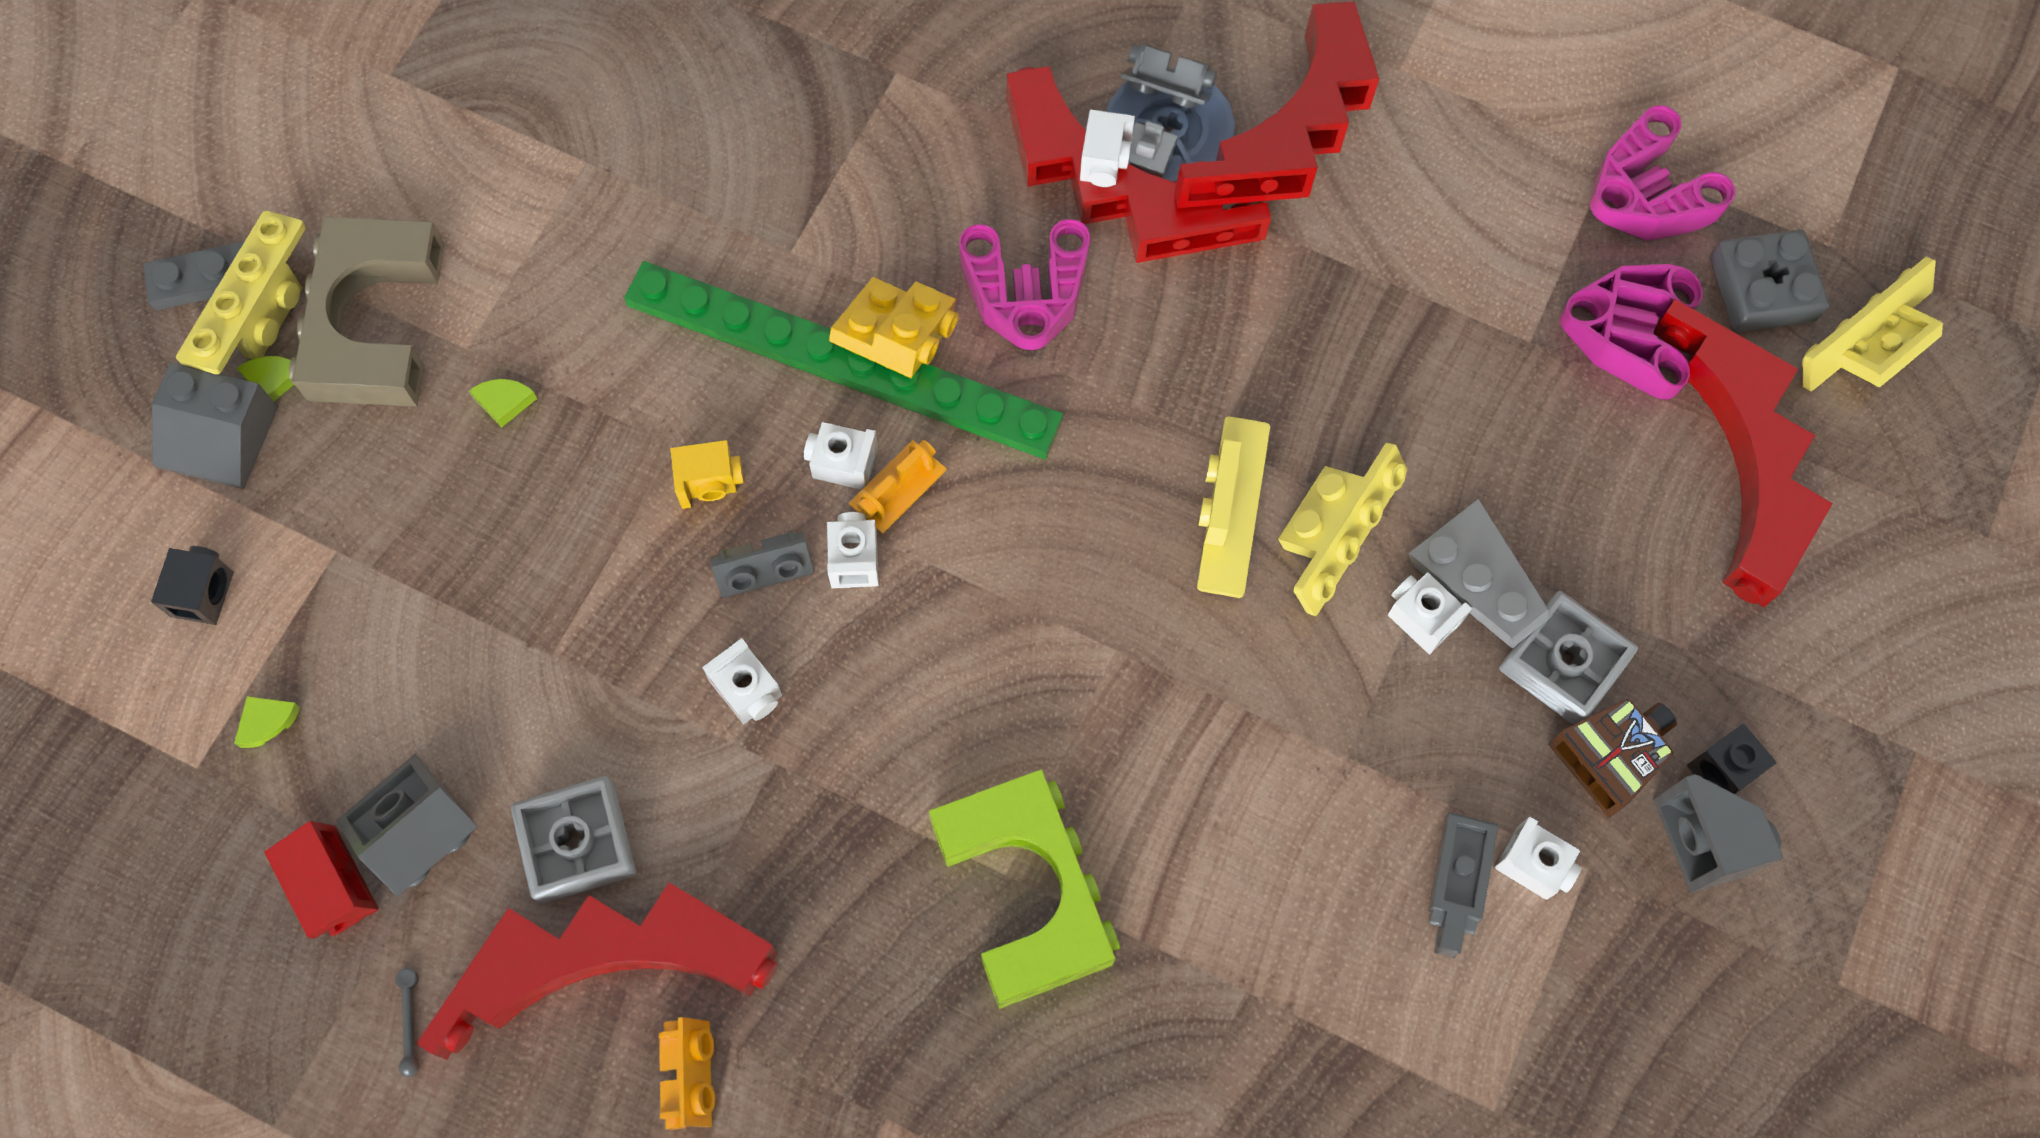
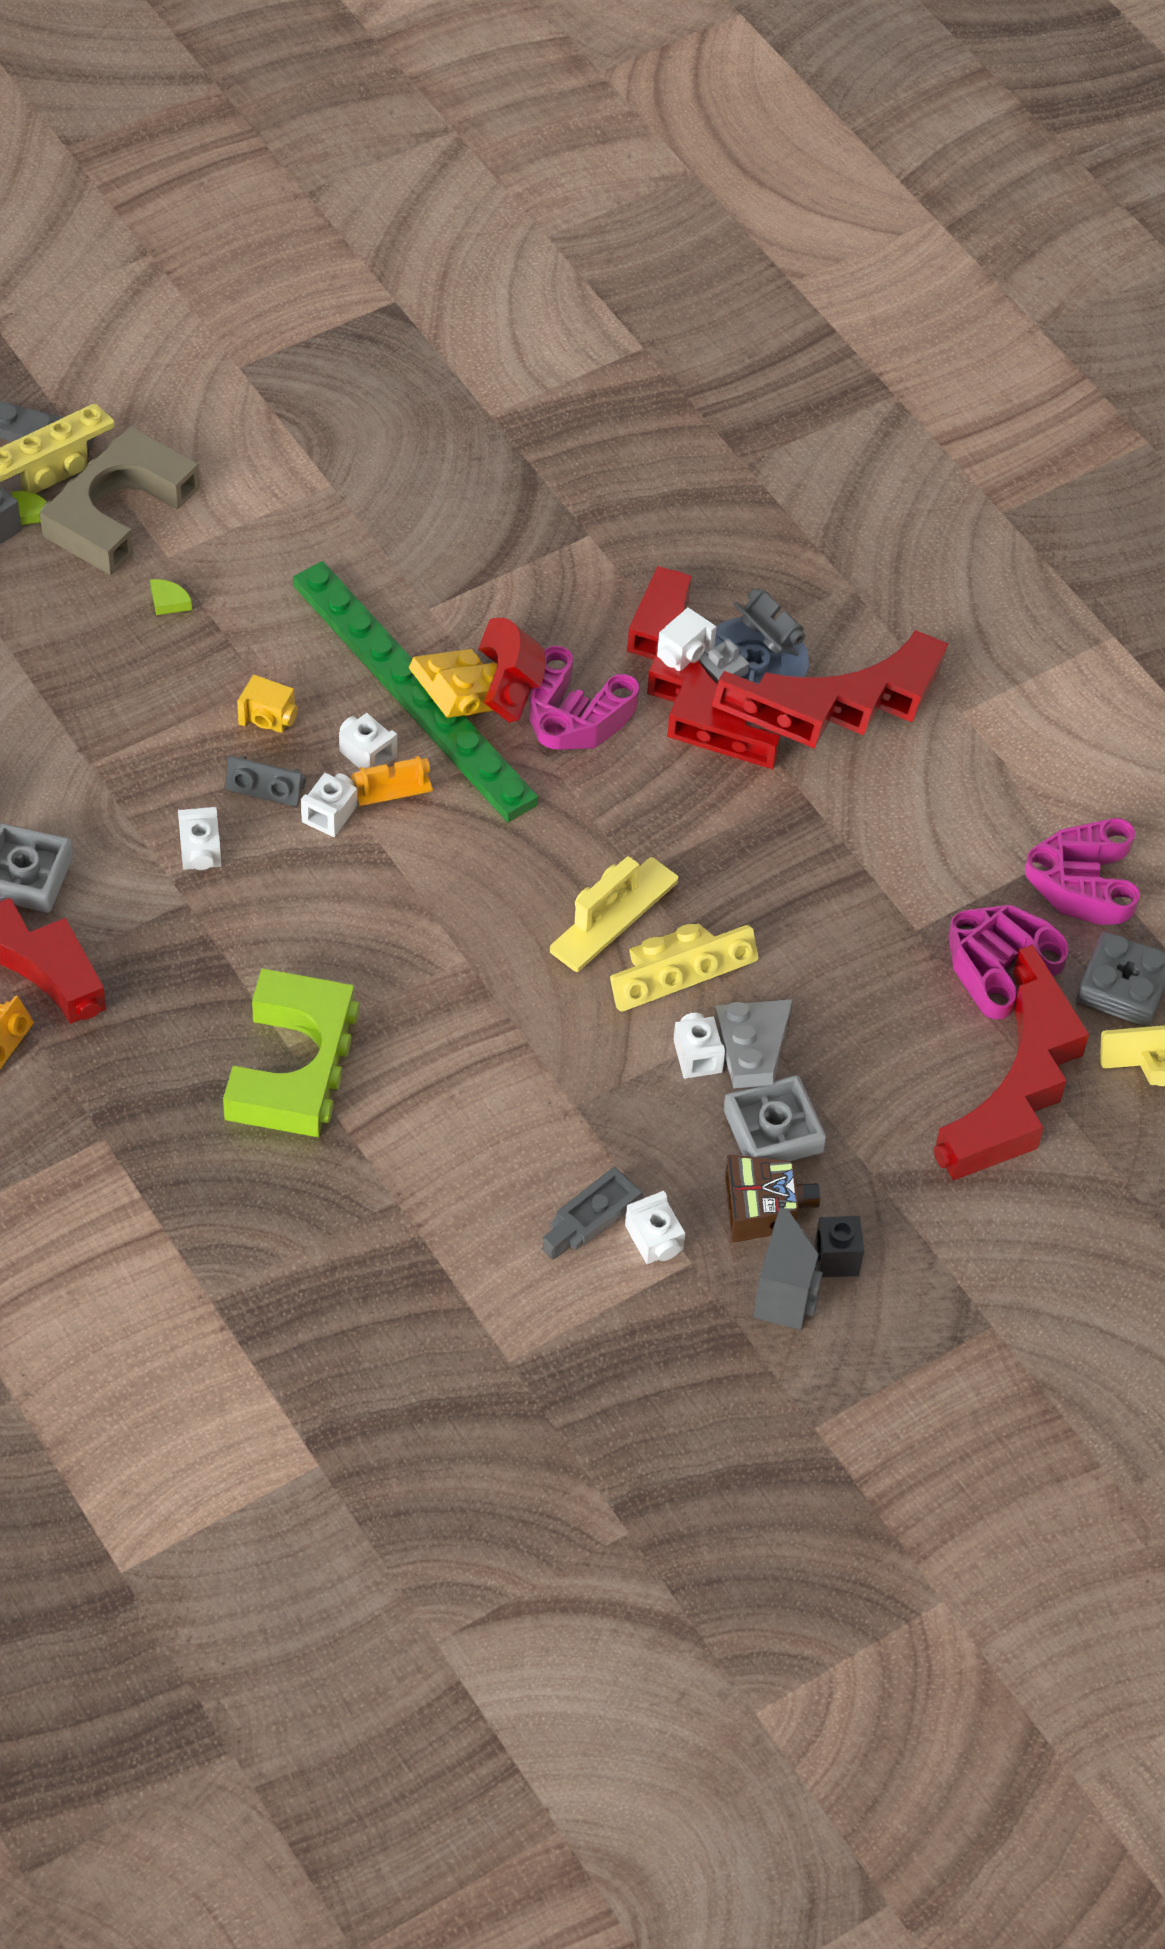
camera: 30 degrees right, 15 degrees down
(949, 270) = (518, 669): none -> red arch

